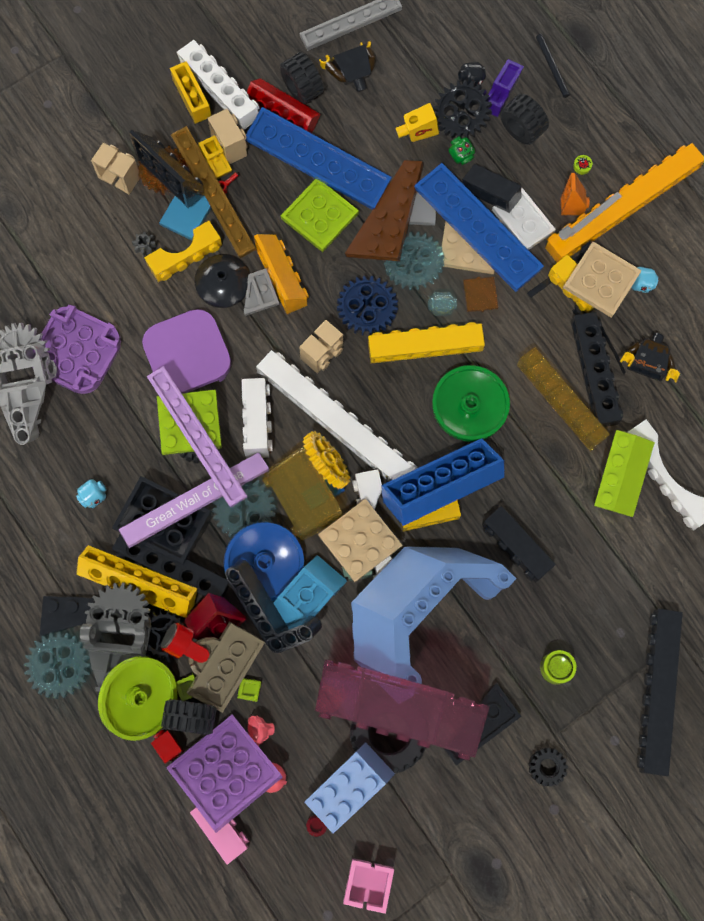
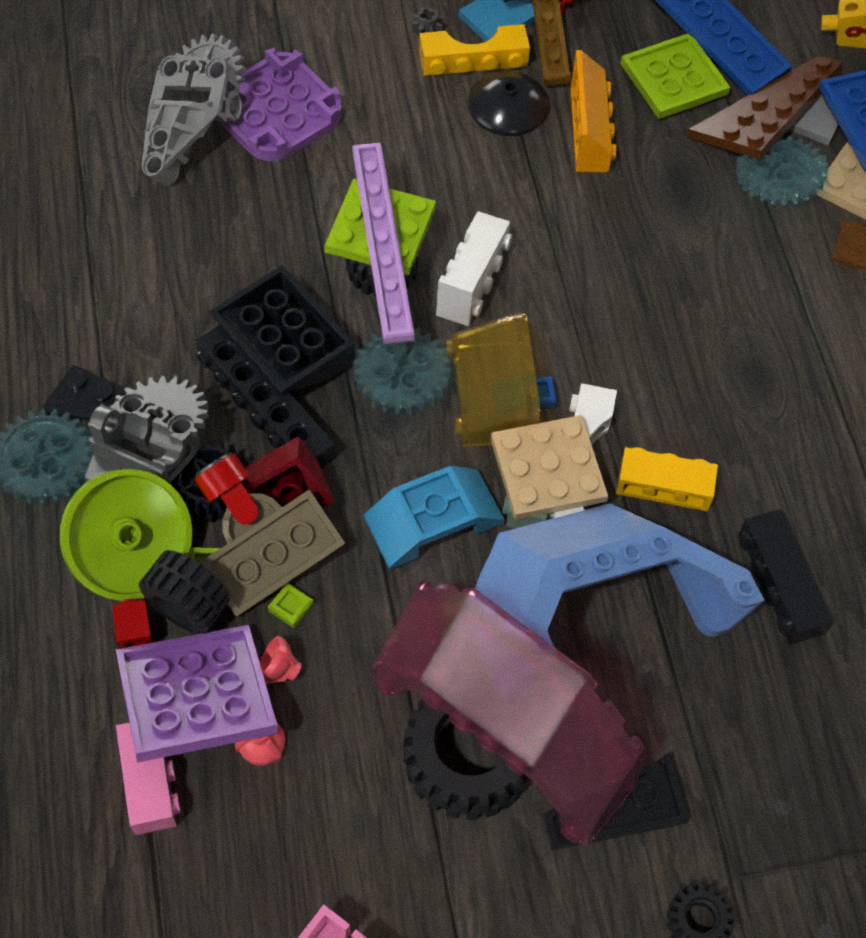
camera: 25 degrees right, 15 degrees down
(91, 493) = (205, 269): medium azure head -> none
(157, 588) = (230, 412): yellow brick -> none
(188, 349) = (427, 154): medium lavender tile -> none
(188, 502) = (329, 318): lavender tile -> none
(259, 293) = (551, 130): light grey wing -> none
(265, 615) = (363, 502): black beam -> none
(270, 552) = (393, 437): blue dish -> none
(315, 826) = (294, 840): dark red plate -> none
(319, 352) = (598, 223): tan piece -> none
(326, 460) = (548, 344): yellow gear -> none
(333, 417) = (589, 319): white brick -> none
(349, 787) = (370, 792): medium blue brick -> none
(353, 295) = (692, 197): dark blue gear -> none
(425, 343) = (756, 271): yellow brick -> none
(442, 303) = (800, 232): clear light blue head -> none
(442, 481) = (706, 437): blue brick -> none
(470, 403) = (790, 364): green dish -> none
(558, 667) = (777, 774): lime piece -> none

